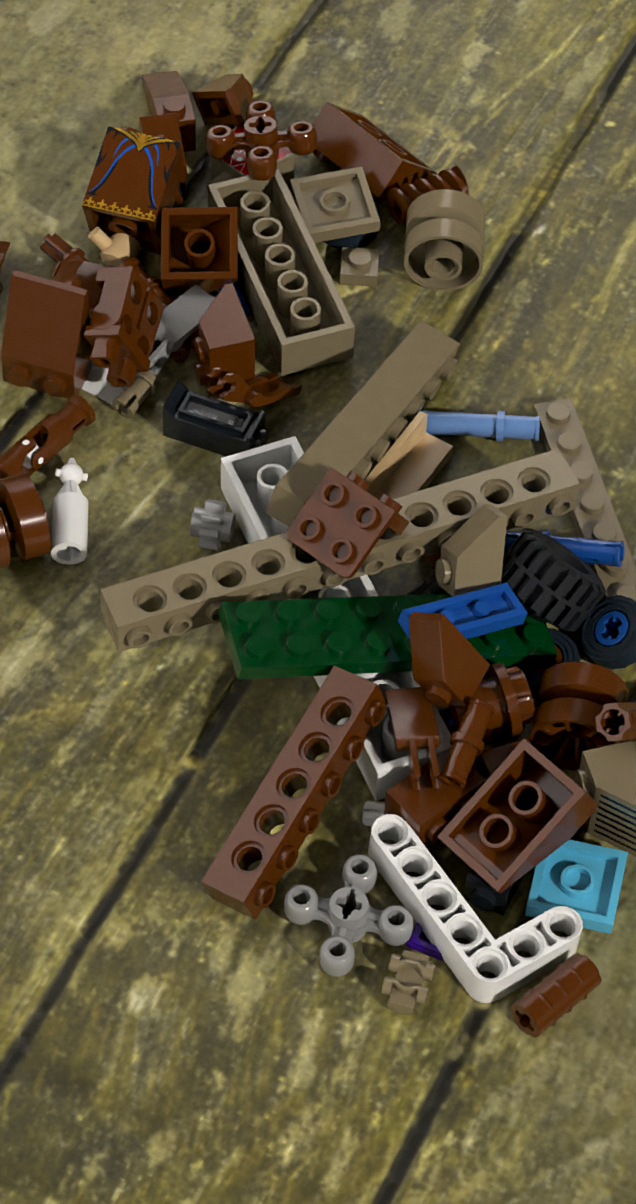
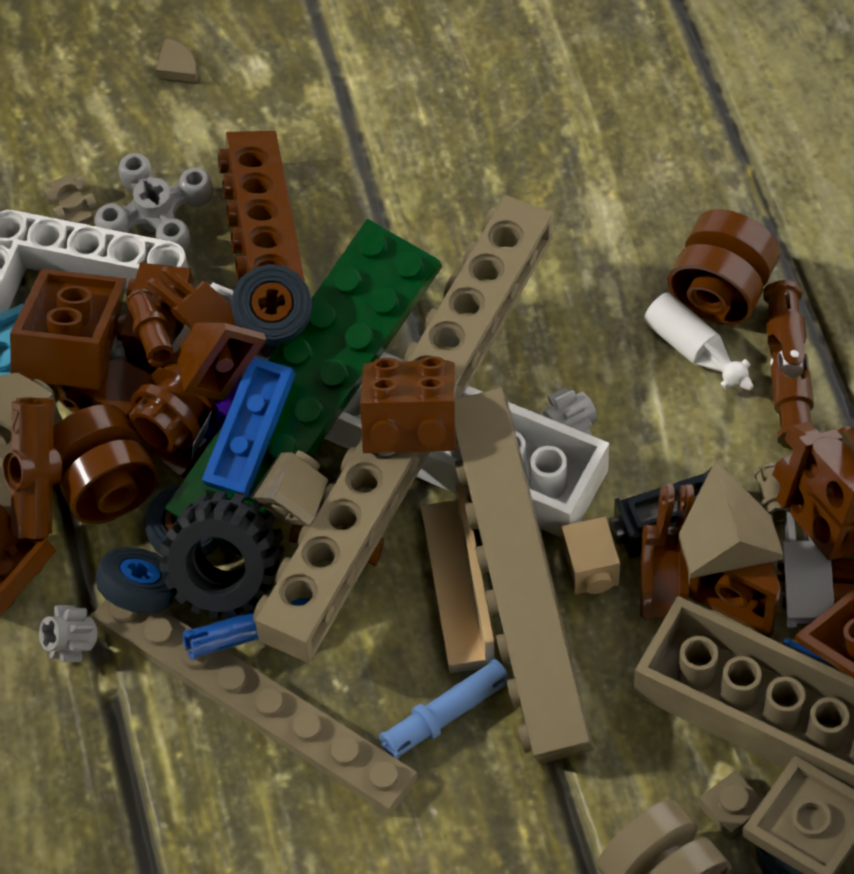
camera: 145 degrees right, 5 degrees up
(205, 1047) = (176, 63): none -> dark tan tile
(231, 315) = (727, 528): none -> dark tan slope
(297, 422) = (590, 556): none -> tan brick
(374, 660) = (272, 281): none -> black bush

